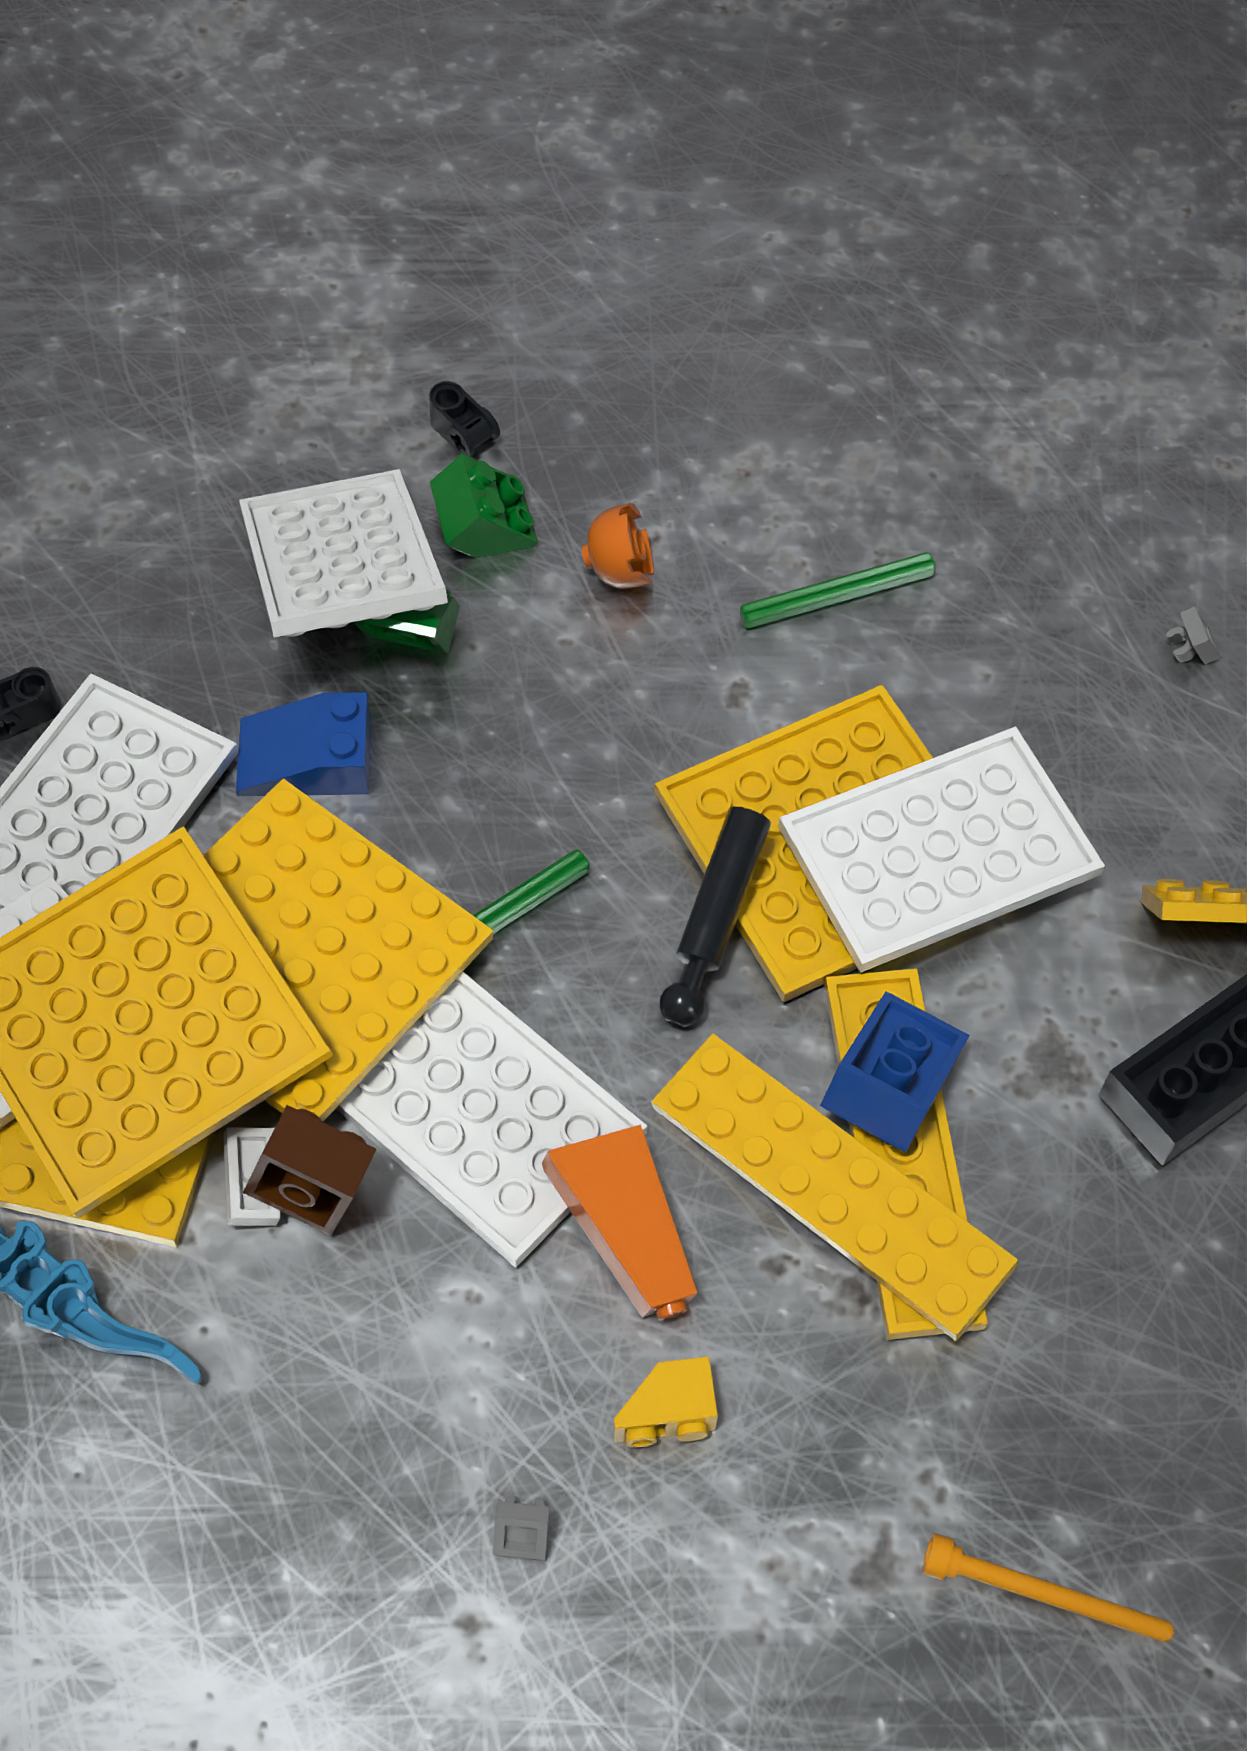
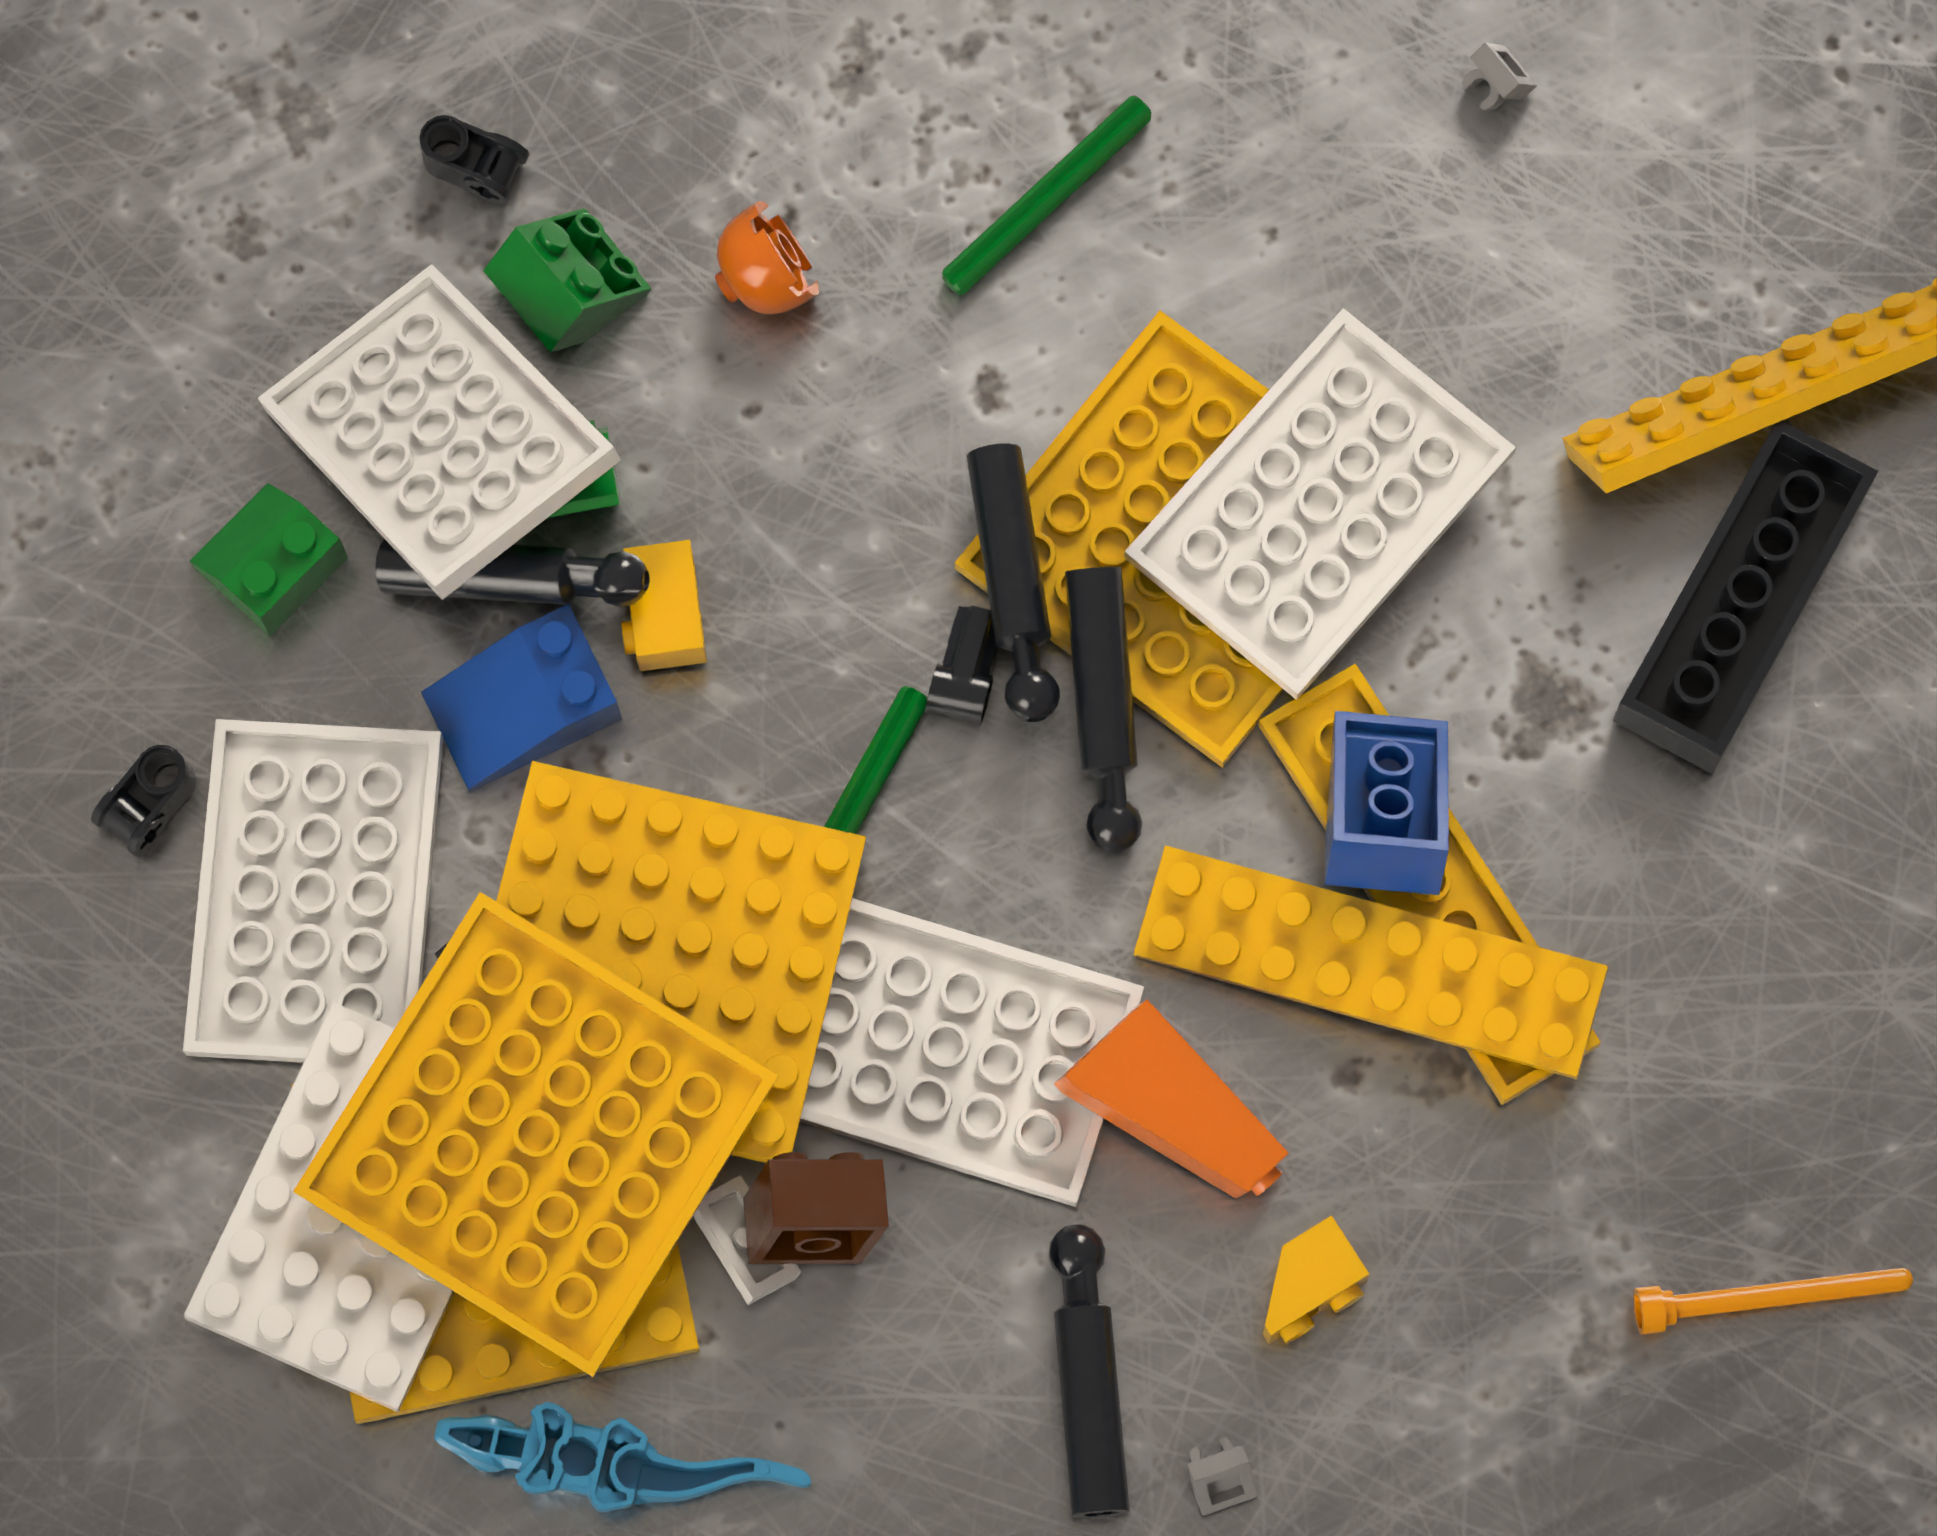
camera: 20 degrees left, 15 degrees up
(191, 599) = (270, 557): none -> green slope
(343, 661) = (529, 575): none -> black piece
(433, 726) = (667, 619): none -> yellow brick
(454, 1404) = (1088, 1378): none -> black piece
(622, 863) = (964, 679): none -> black piece
(690, 803) = (1013, 575): none -> black piece

